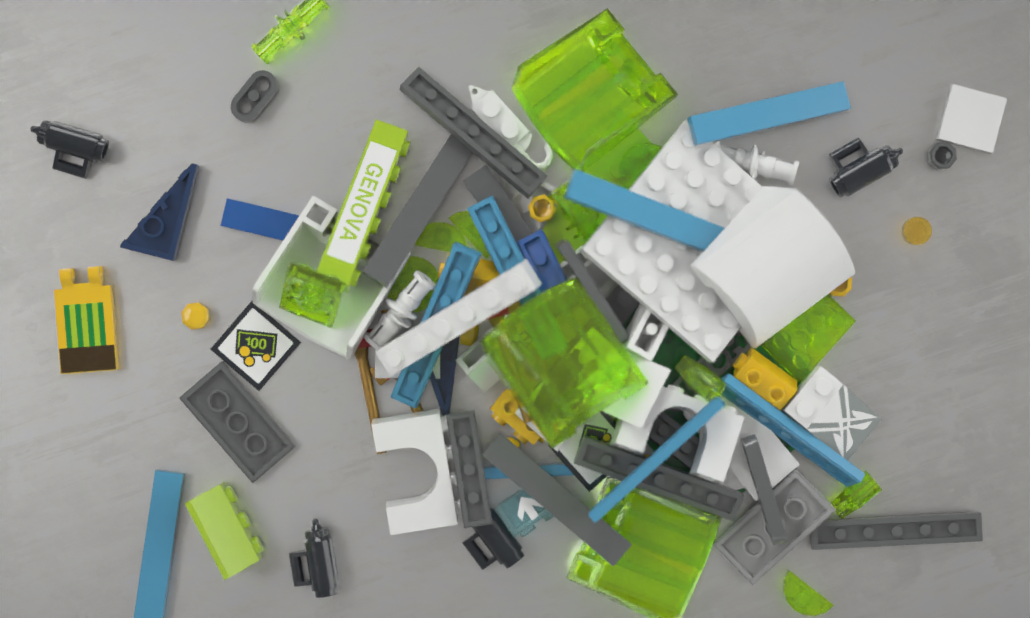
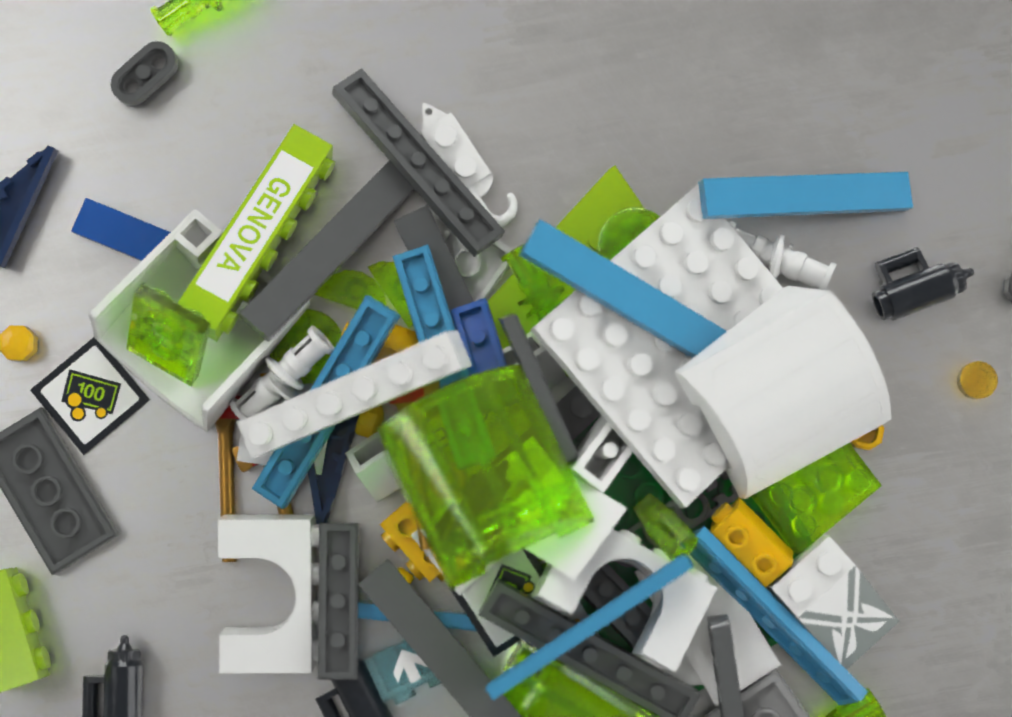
camera: 10 degrees right, 5 degrees down
(541, 208) = (490, 273): yellow tile -> none
(589, 91) = (575, 130): clear neon green windscreen -> none

